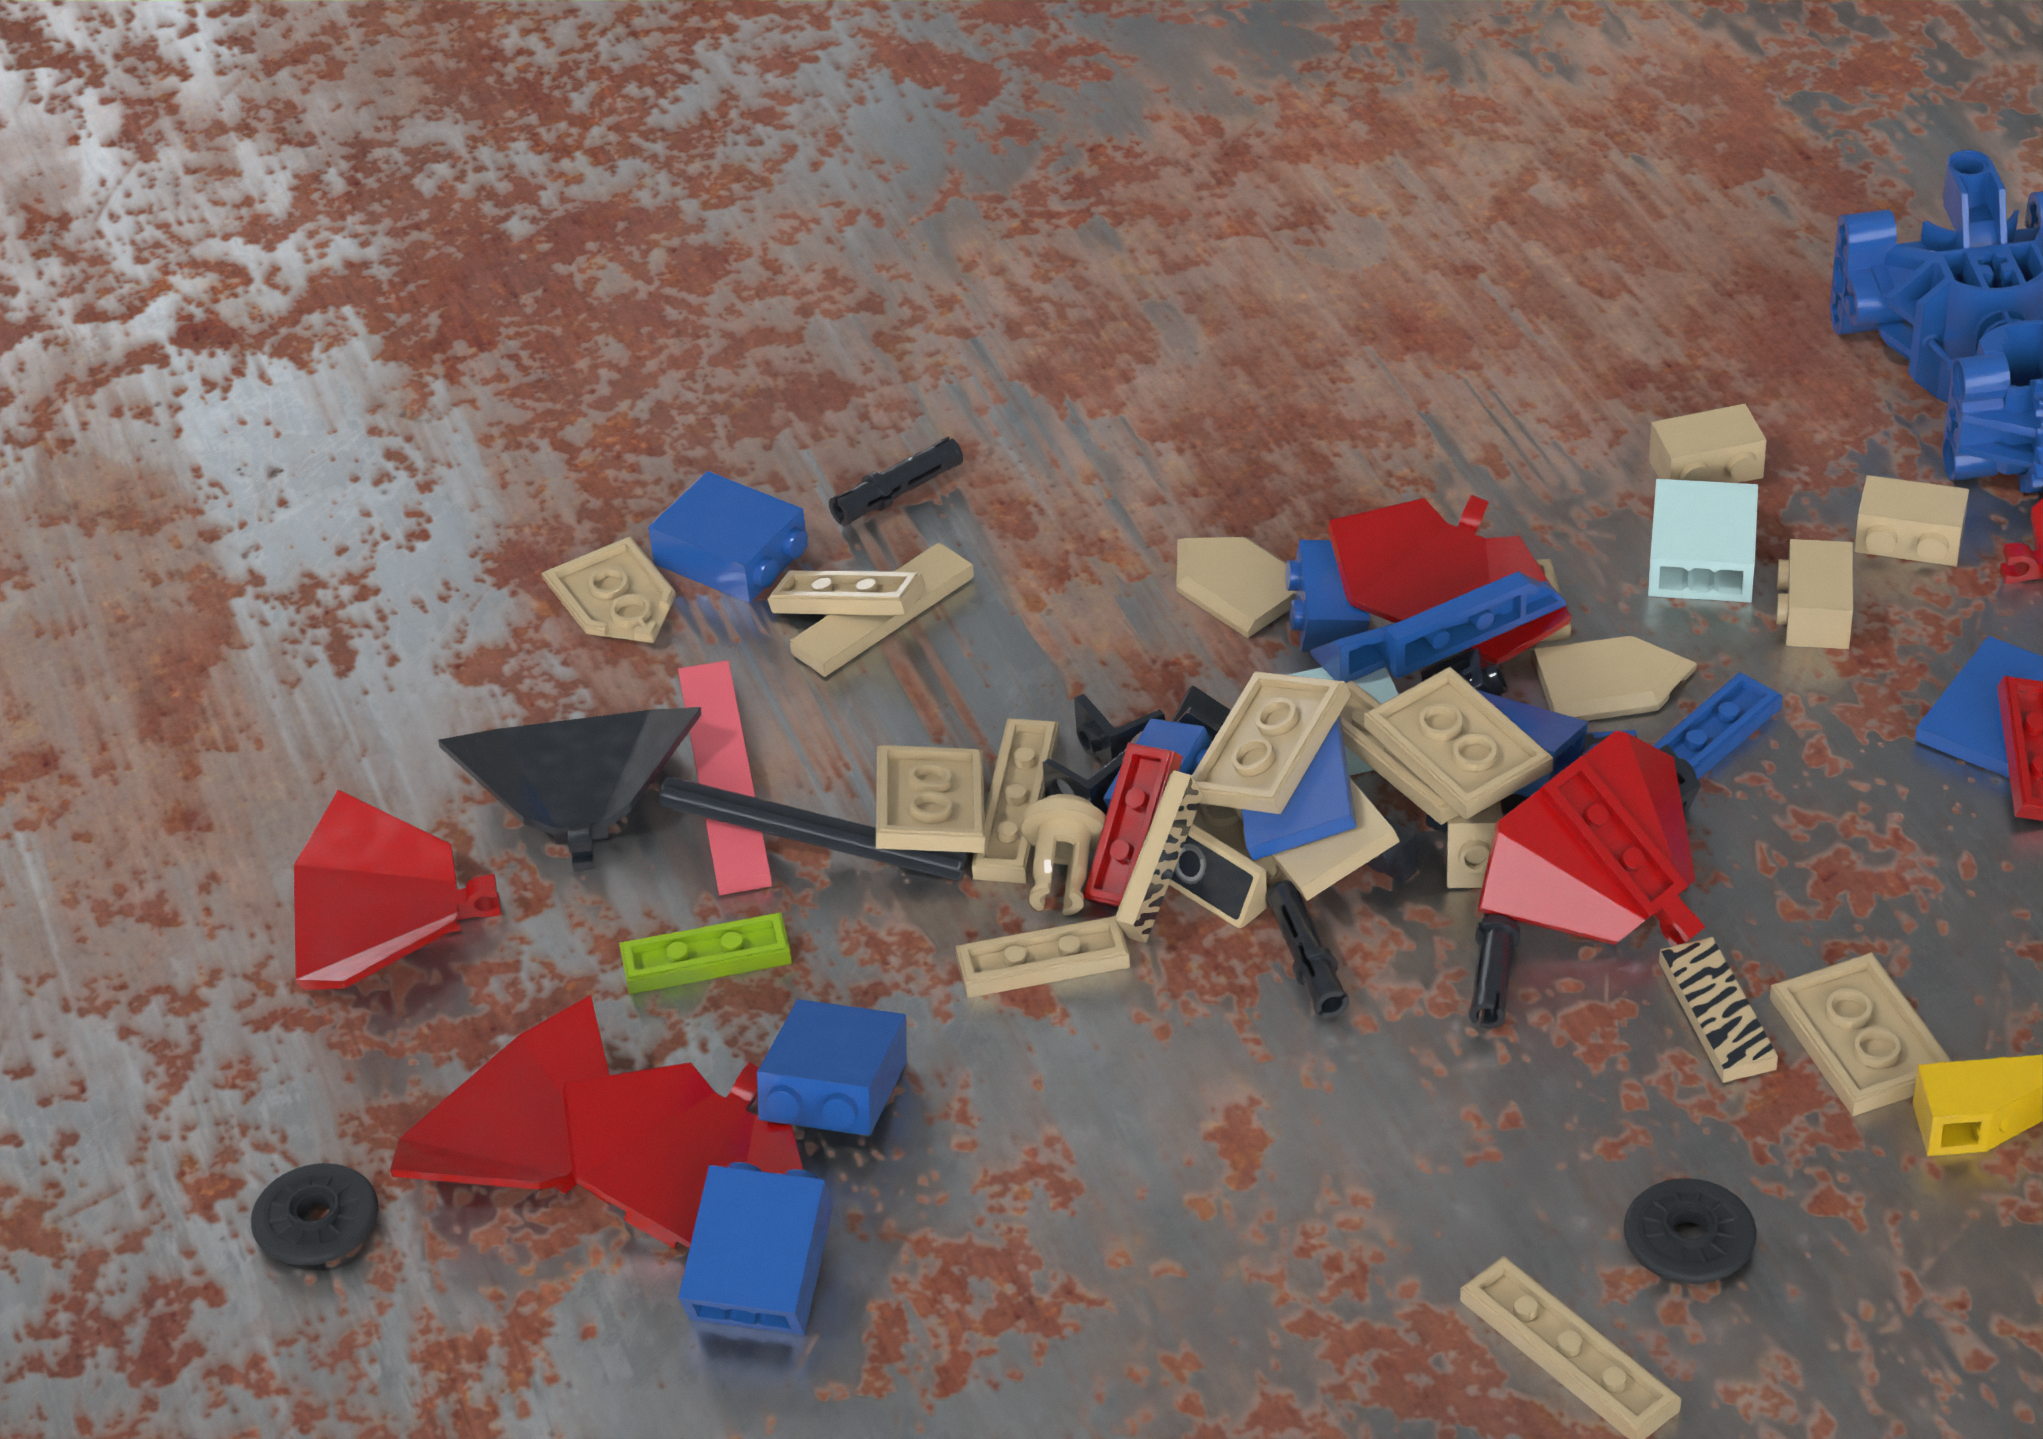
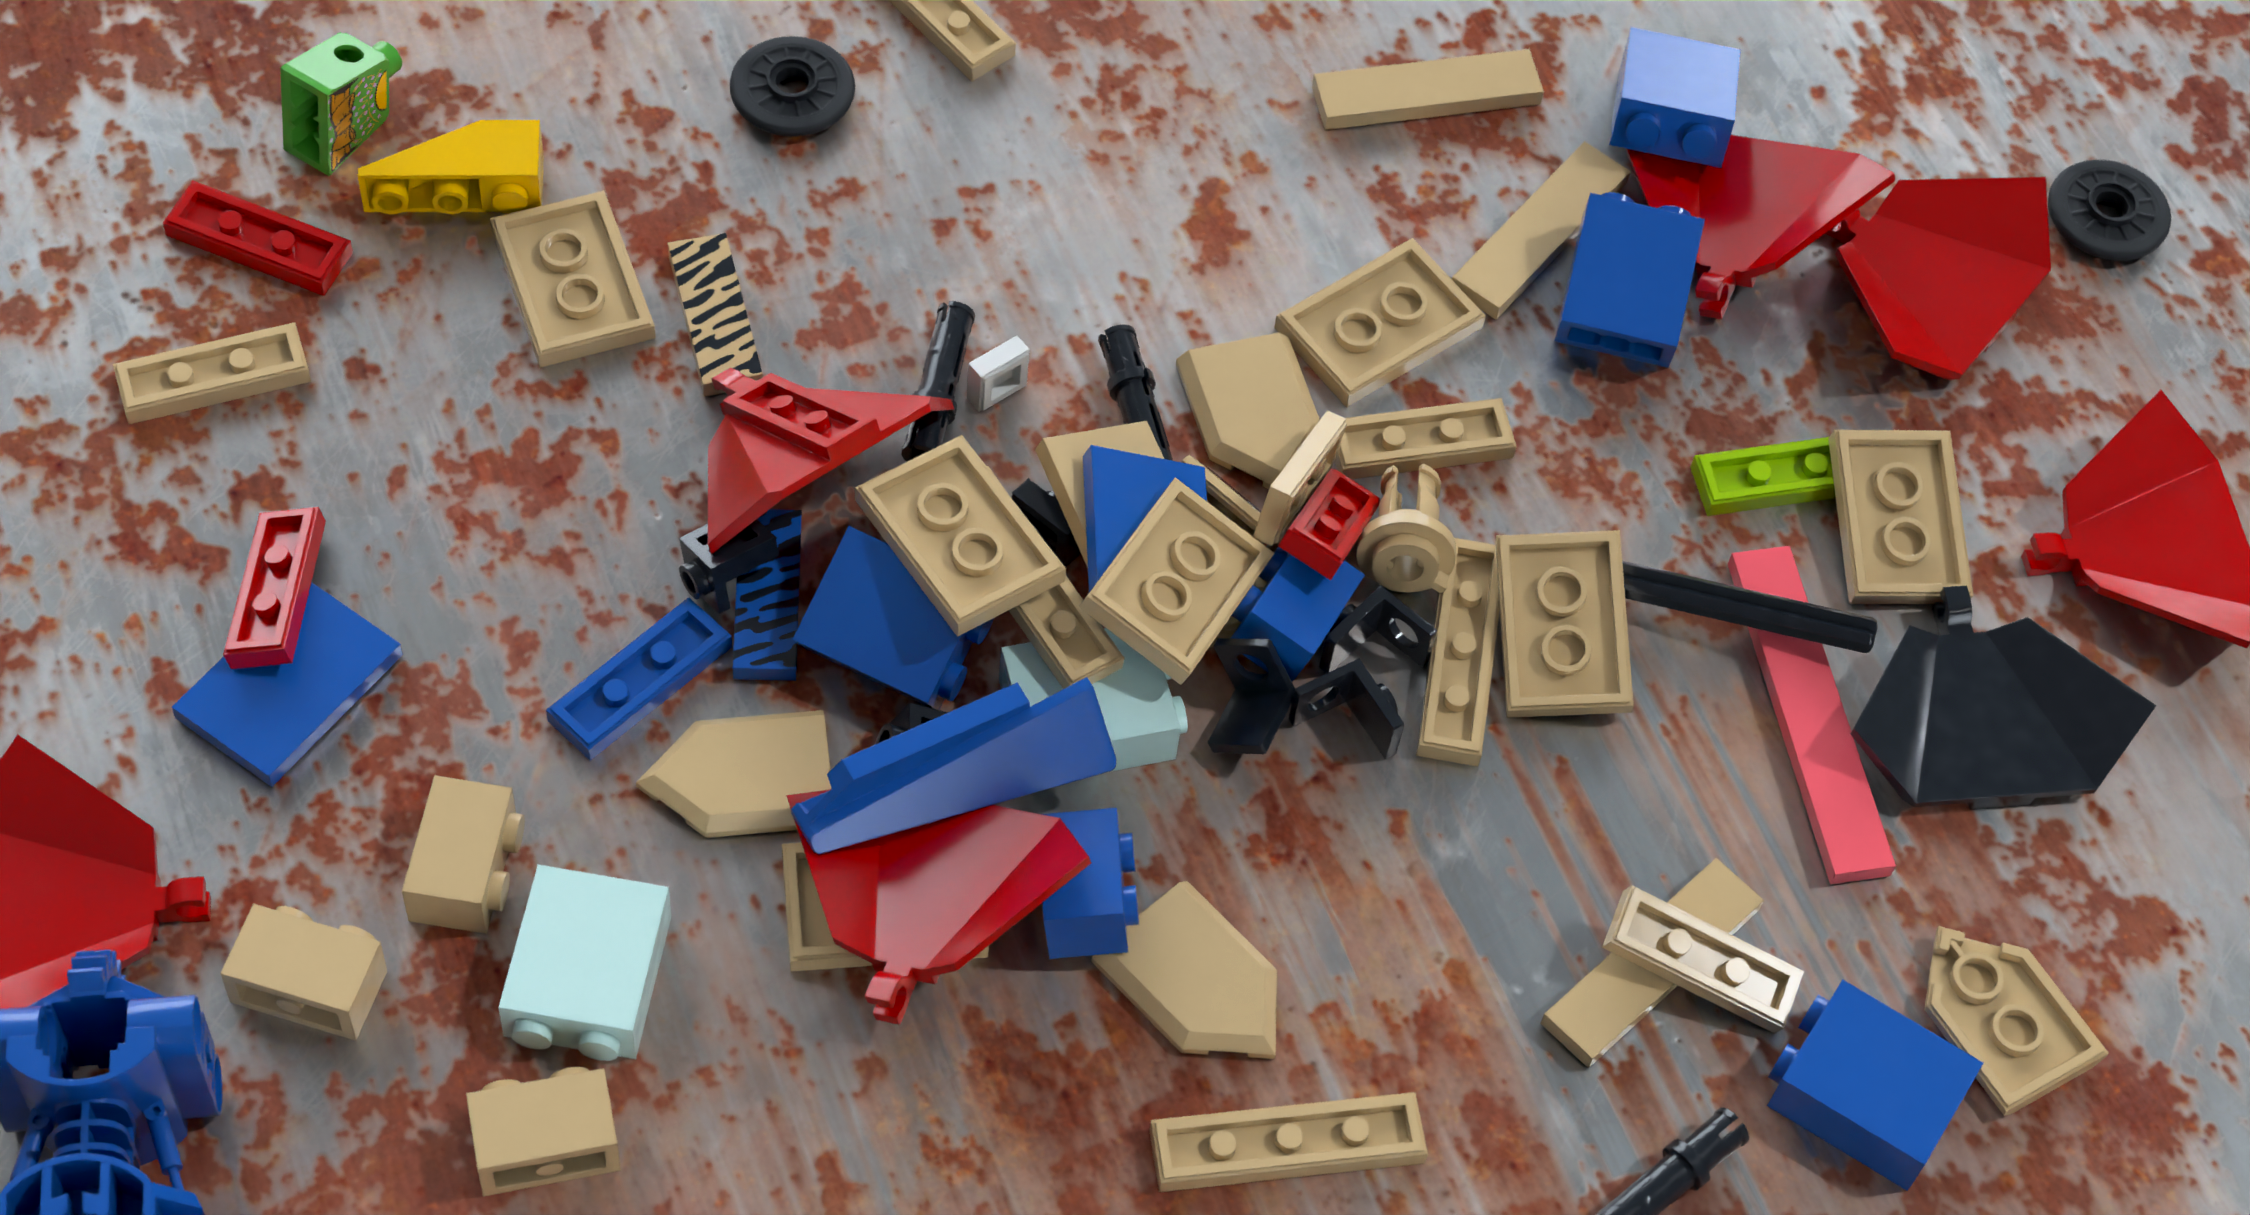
camera: 170 degrees right, 15 degrees up
(610, 910) = (1898, 515): none -> tan tile
(912, 1148) = (1538, 230): none -> tan tile
(1016, 1283) = (1427, 89): none -> tan tile
(1076, 1054) = (1379, 322): none -> tan tile
(1167, 495) = (1287, 1141): none -> tan tile
(1198, 972) = (1249, 403): none -> tan tile
(1440, 959) = (997, 373): none -> white tile

